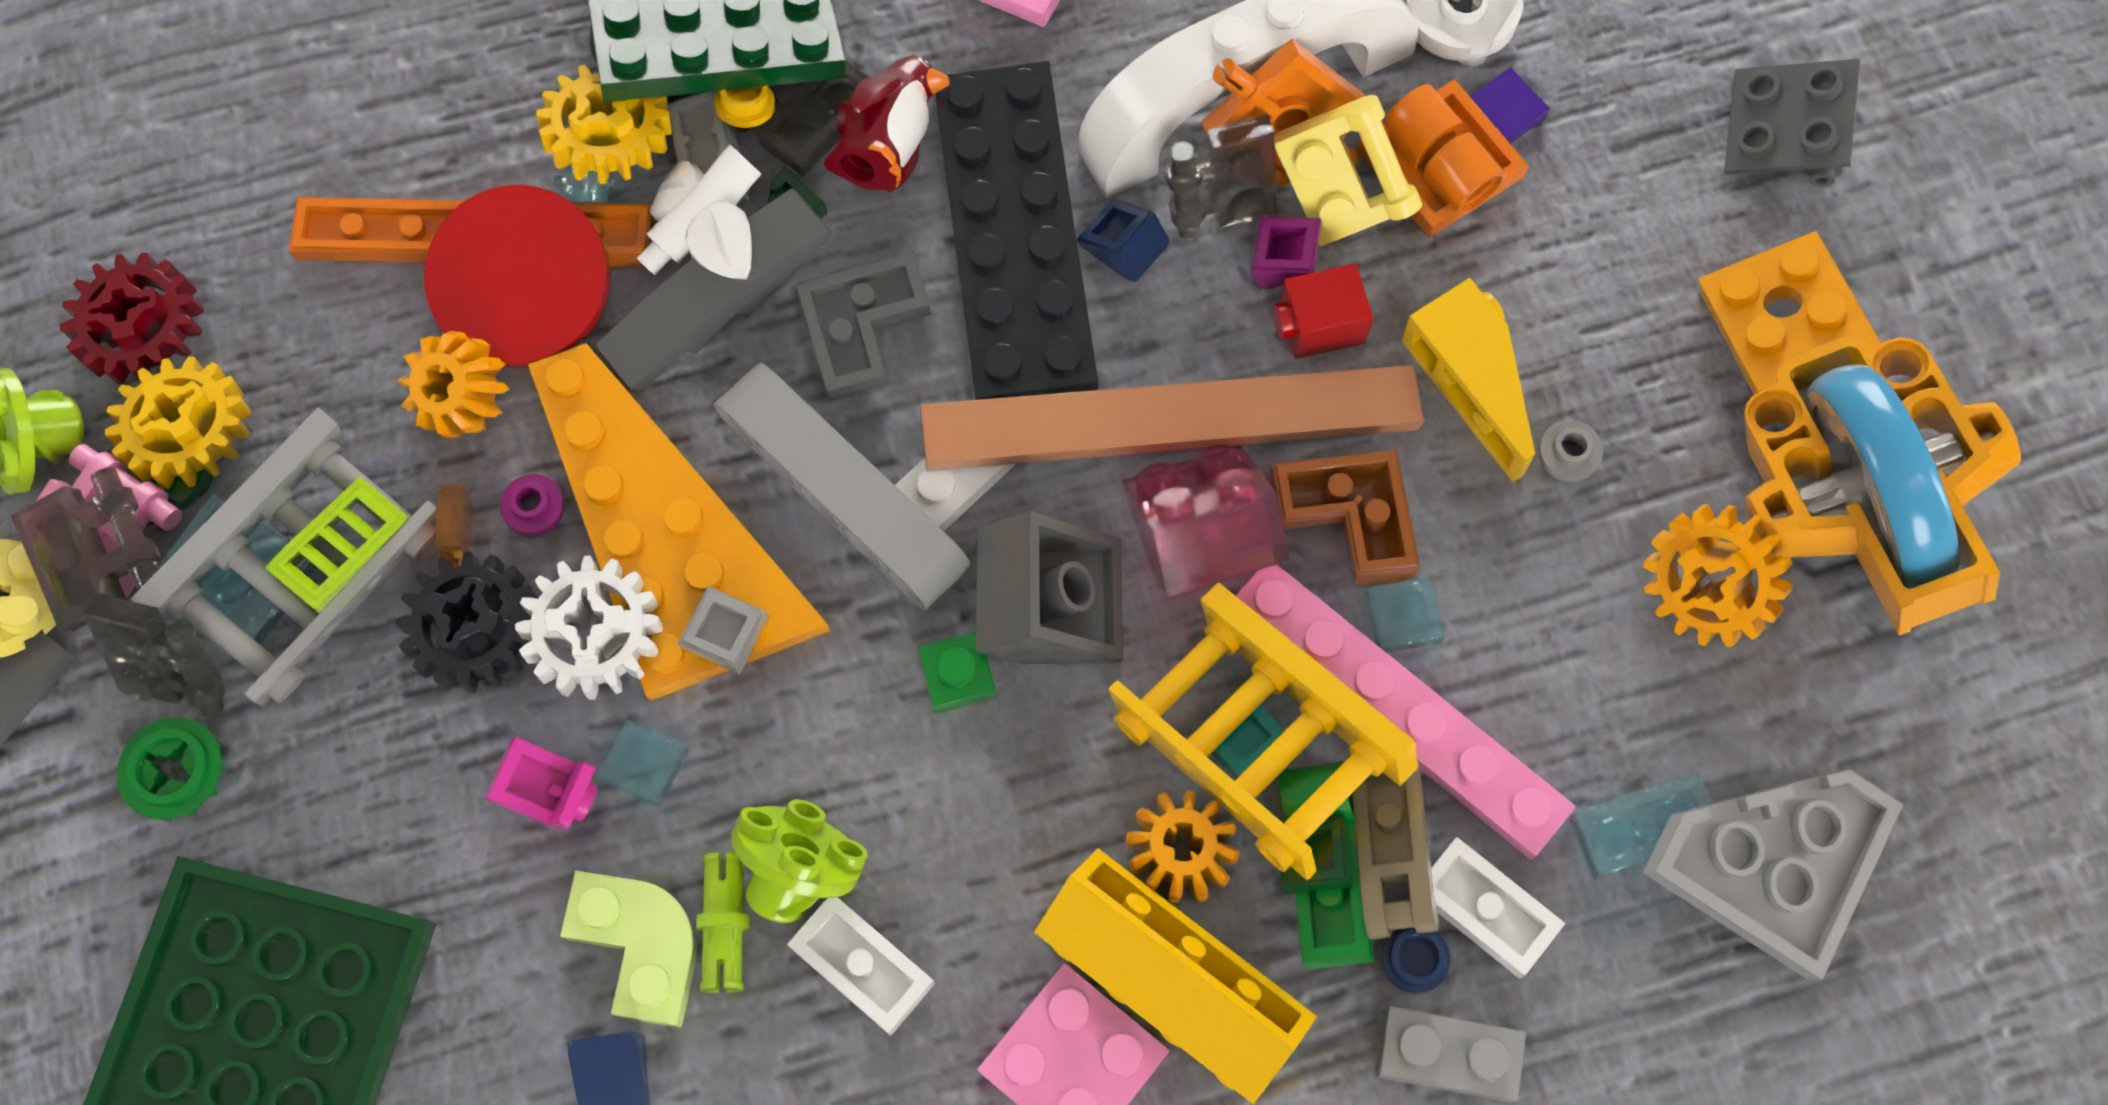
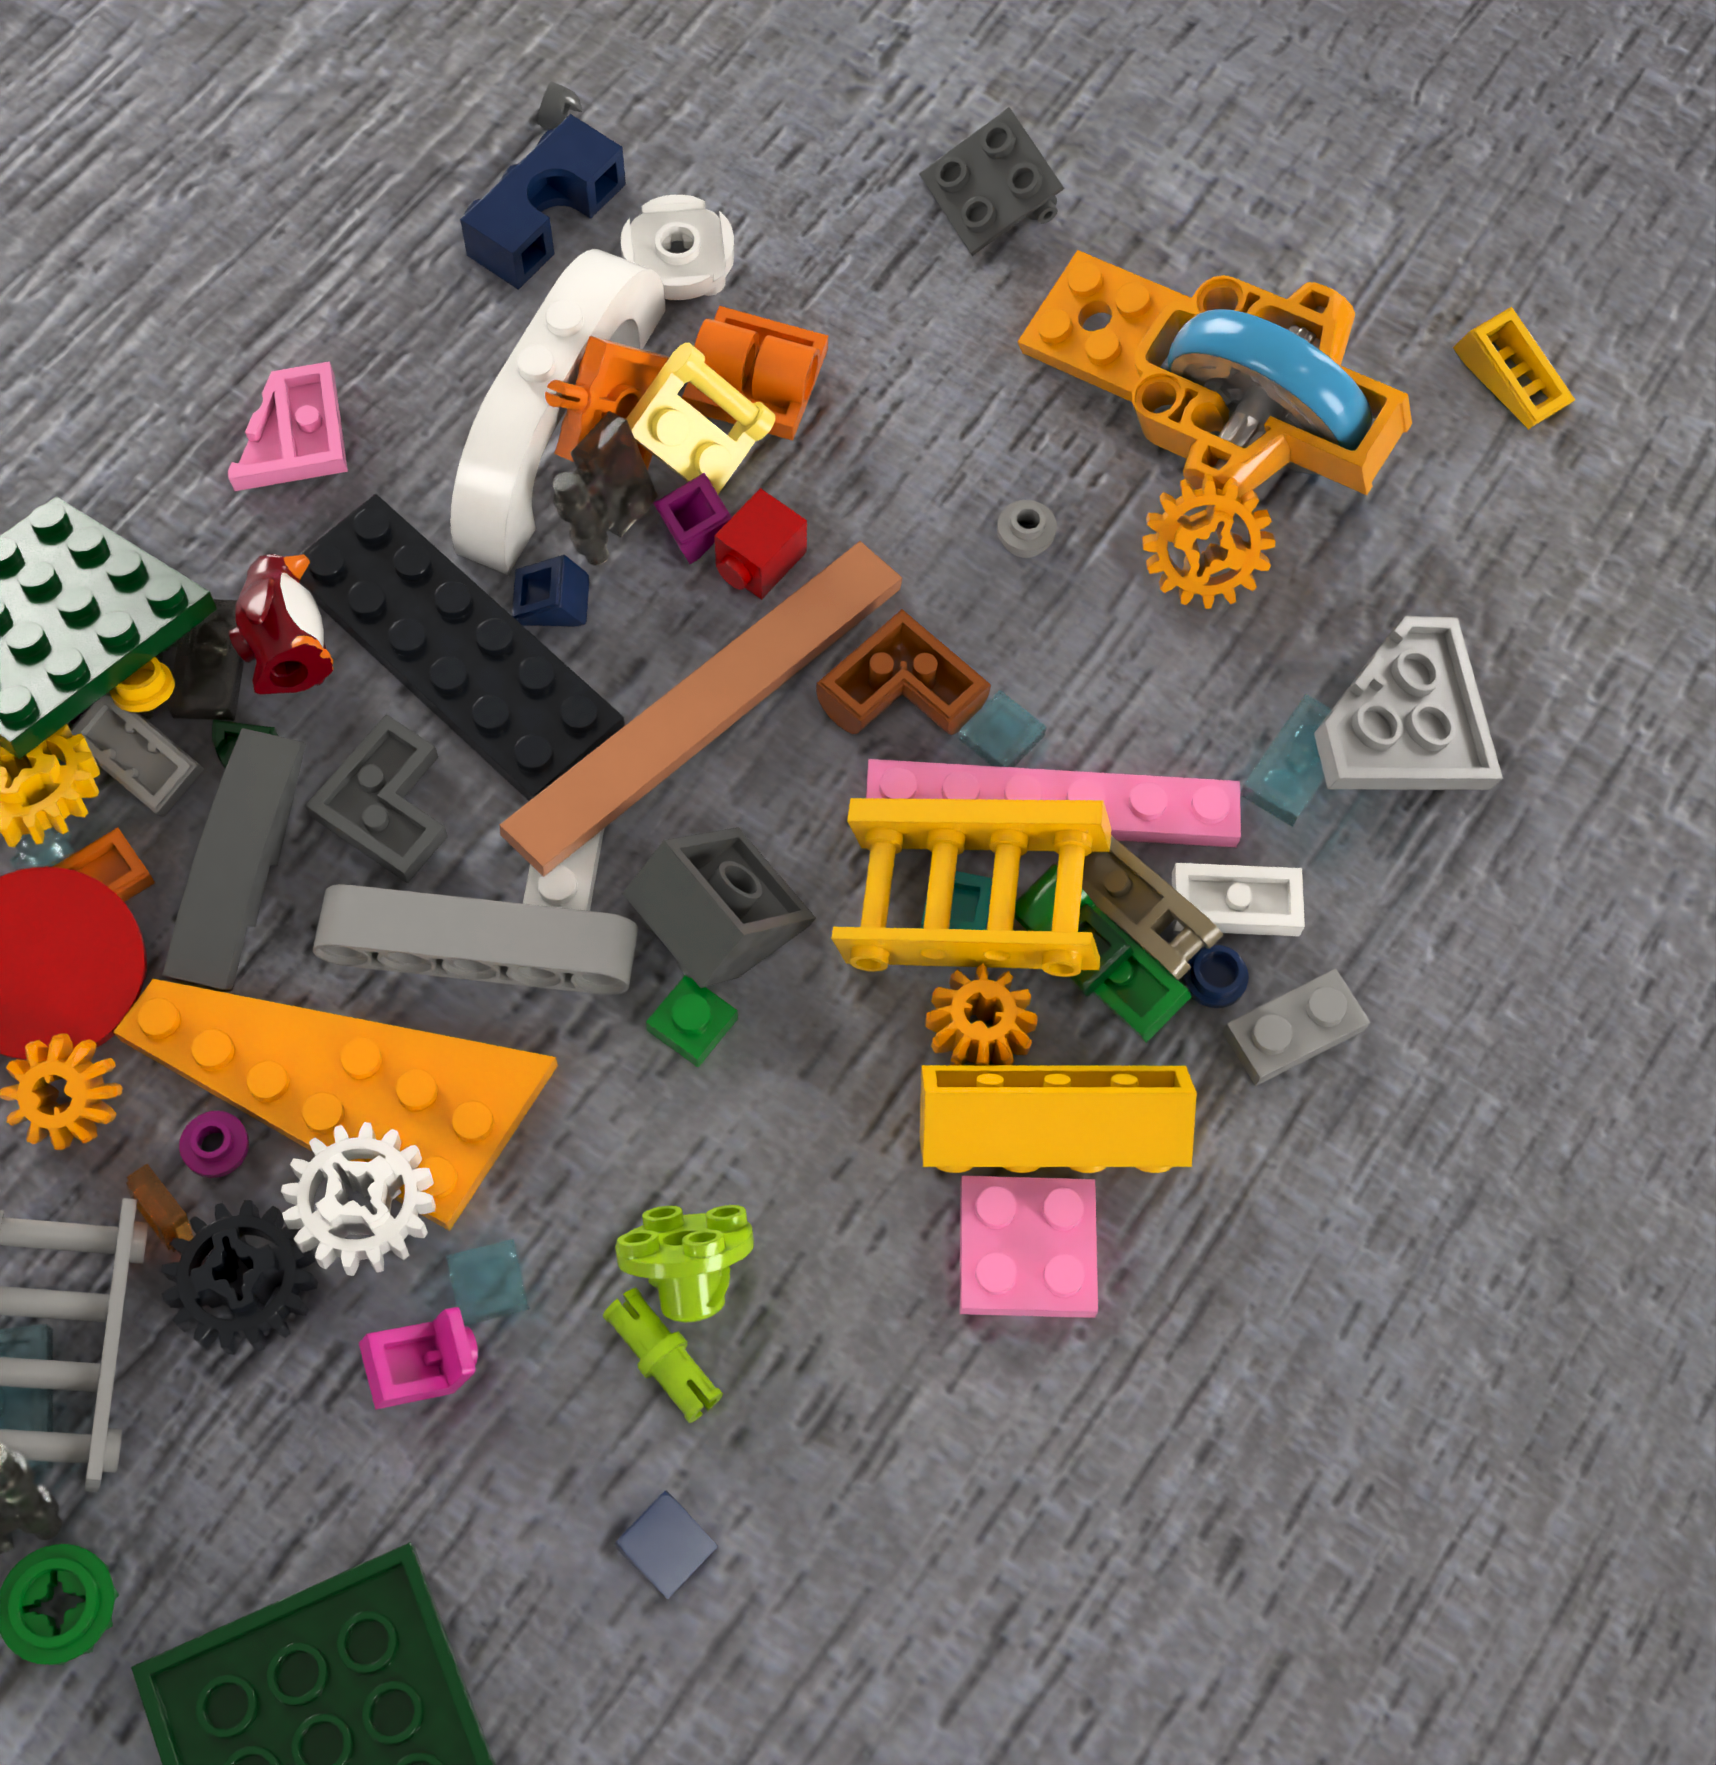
camera: 45 degrees left, 5 degrees down
(302, 545) = (66, 1346): lime slope -> none
(655, 939) = (606, 1407): yellowish green plate -> none
(702, 218) = (181, 800): white plant -> none
(723, 630) = (476, 1119): light grey tile -> none
(861, 964) = (803, 1299): white plate -> none
(1206, 519) = (797, 761): clear pink slope -> none
(1472, 361) = (908, 511): yellow slope -> none
(1510, 105) = (775, 299): dark purple tile -> none

